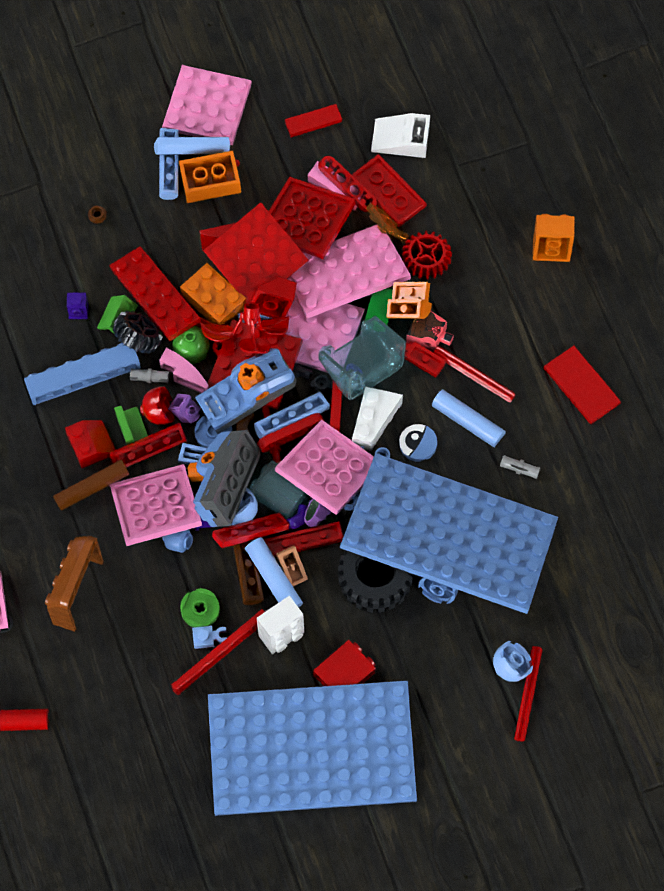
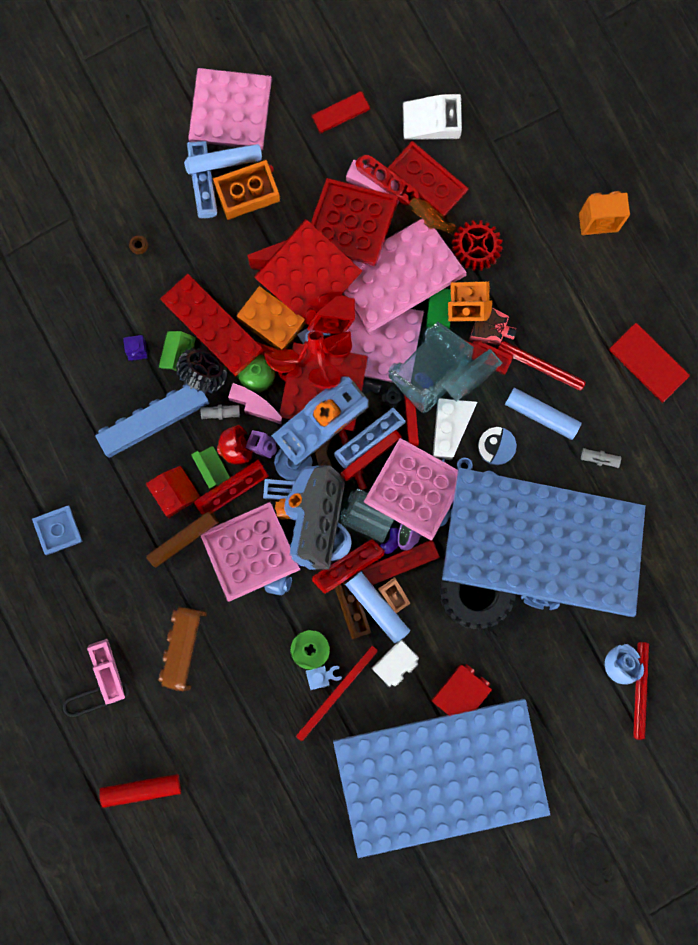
camera: 15 degrees left, 15 degrees up
(402, 368) = (473, 375): none -> clear light blue brick

